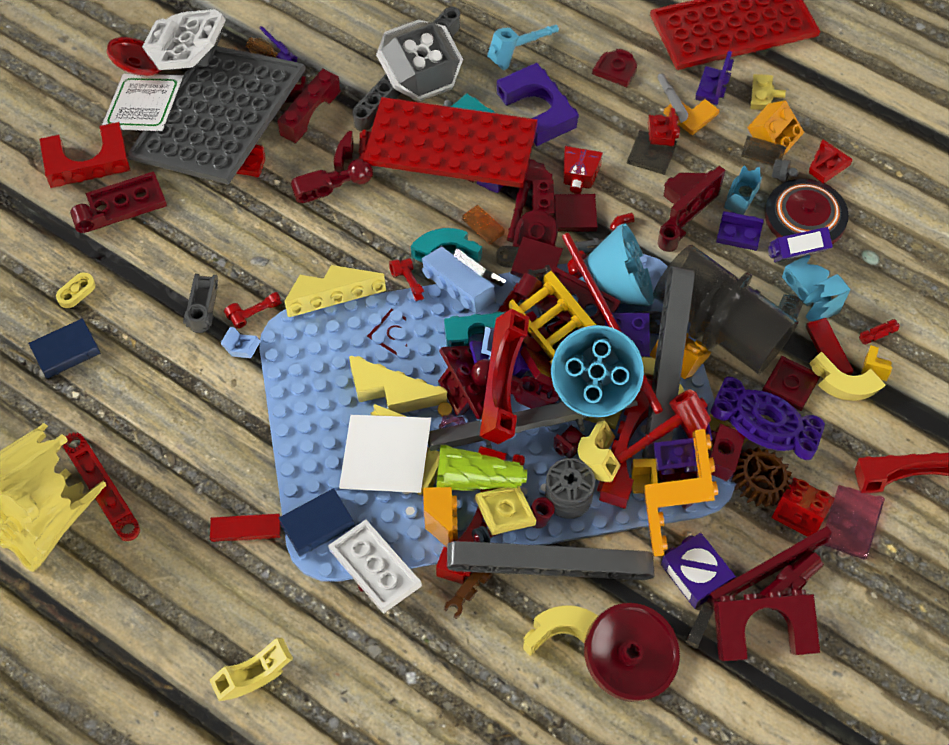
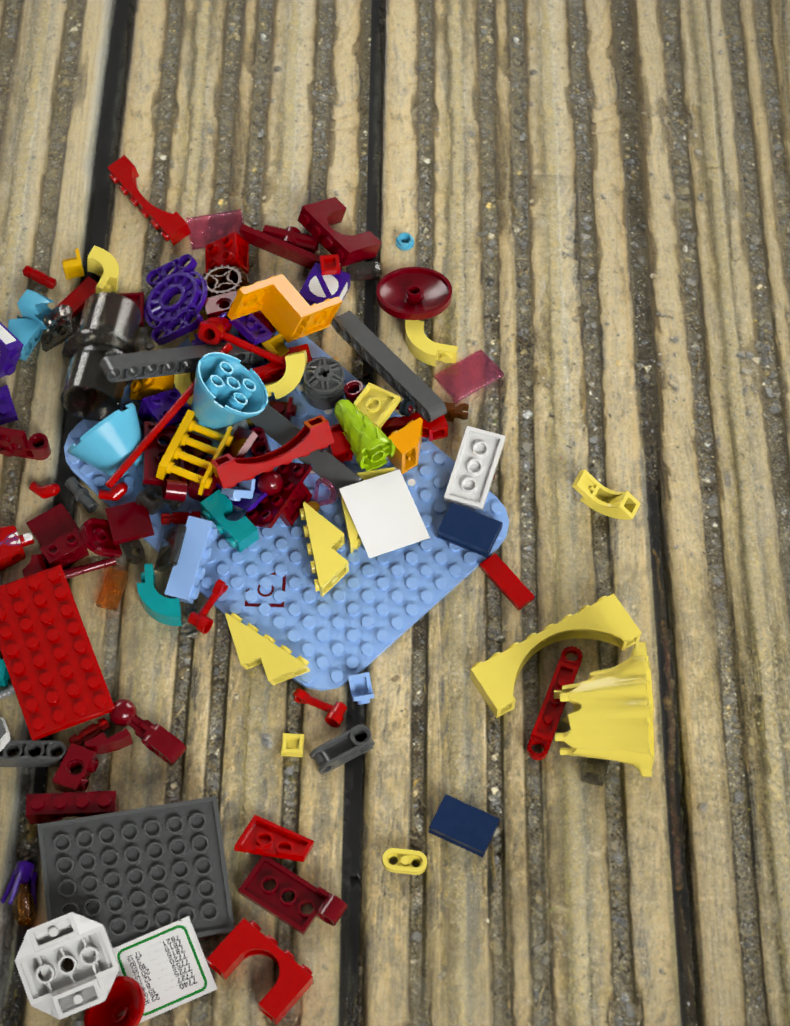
camera: 125 degrees left, 0 degrees up
(136, 578) = (601, 621): none -> light yellow arch
(171, 212) = (272, 840): none -> red wing
(238, 273) = (292, 745): none -> light yellow tile
(337, 120) = (75, 758): none -> dark red brick
(496, 649) = (468, 375): none -> clear pink piece
(717, 580) = (329, 264): none -> red plate
(719, 691) = (404, 241): none -> medium azure plate
(808, 312) = (54, 316): none -> clear smoke beam

